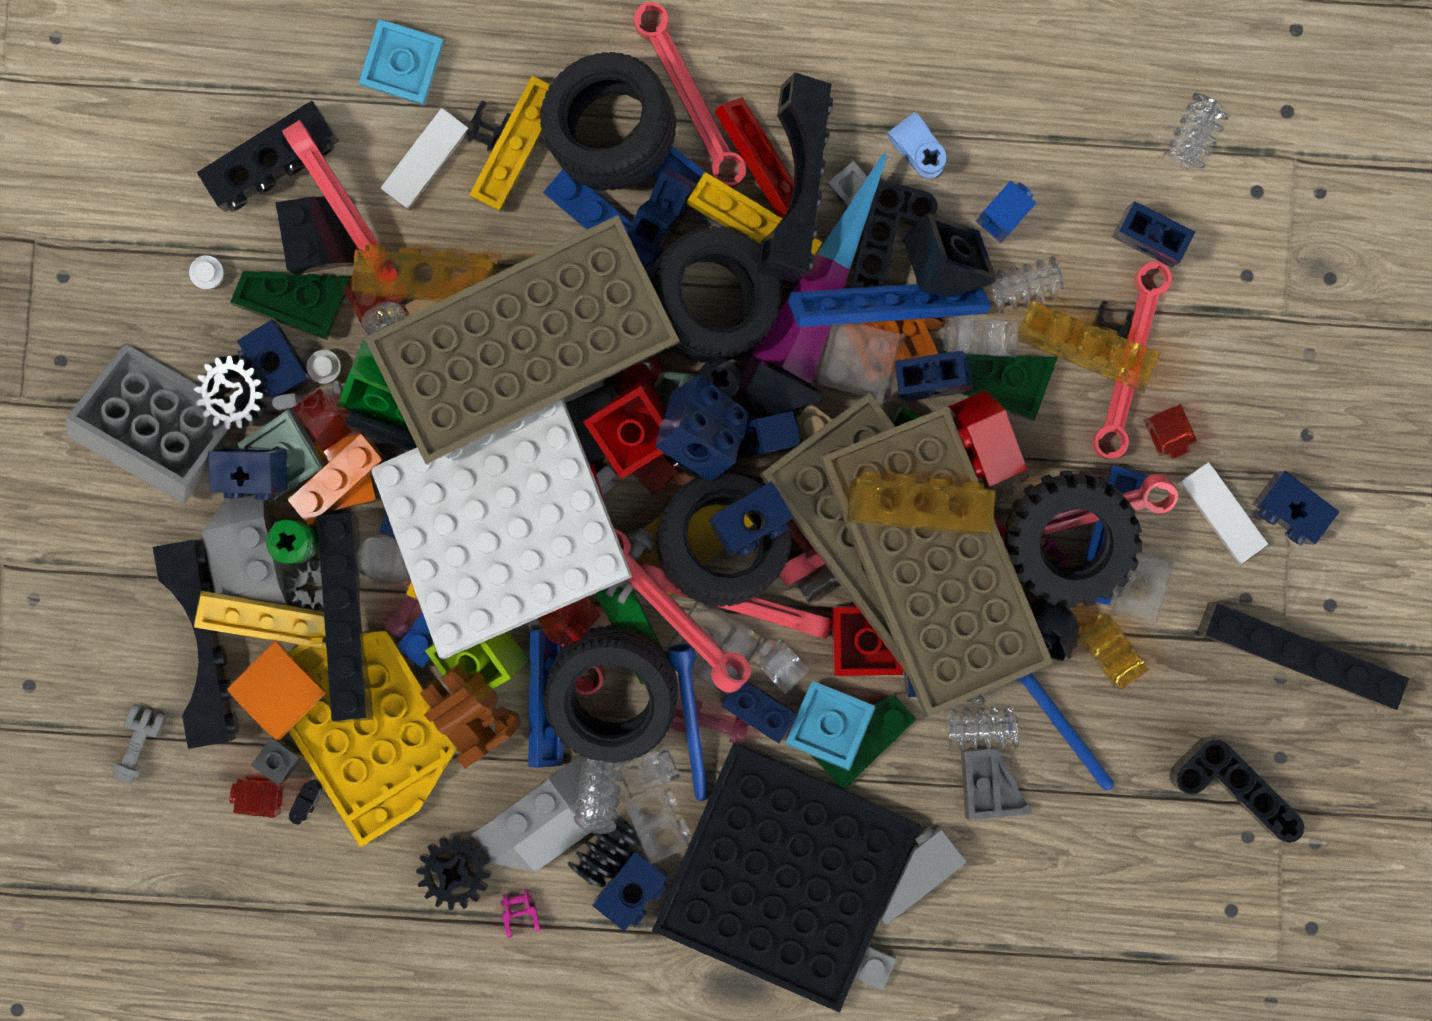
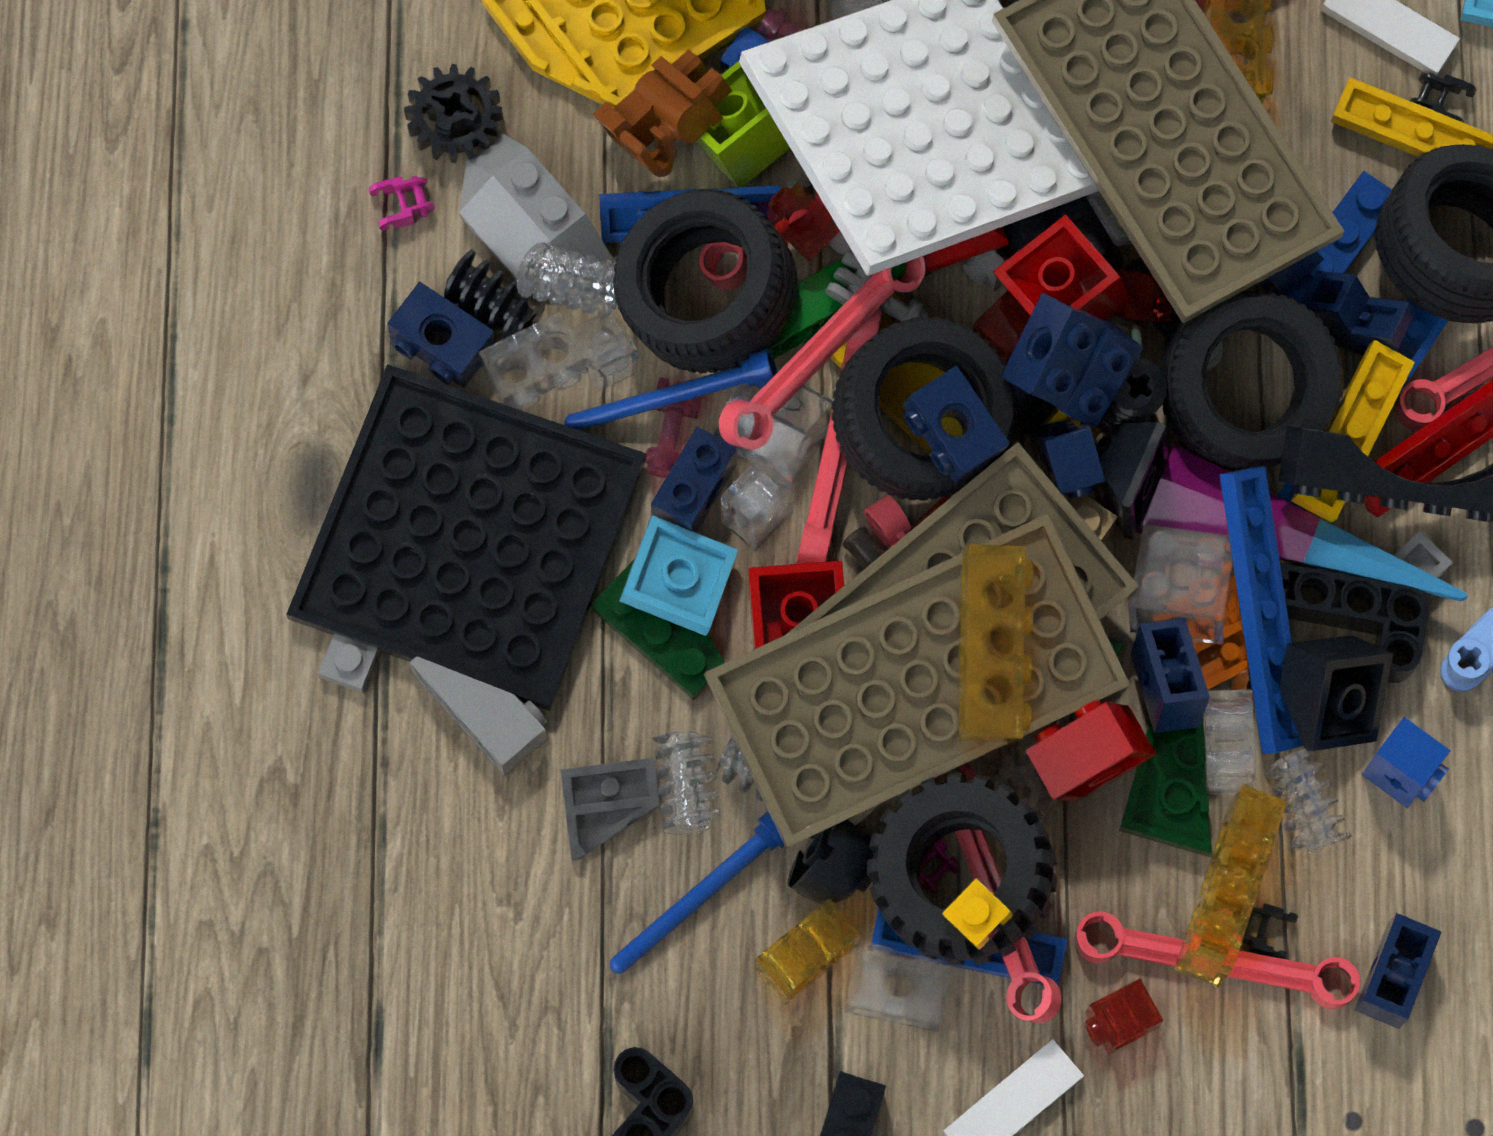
camera: 90 degrees right, 15 degrees down
(1121, 533) = (977, 914): none -> yellow plate

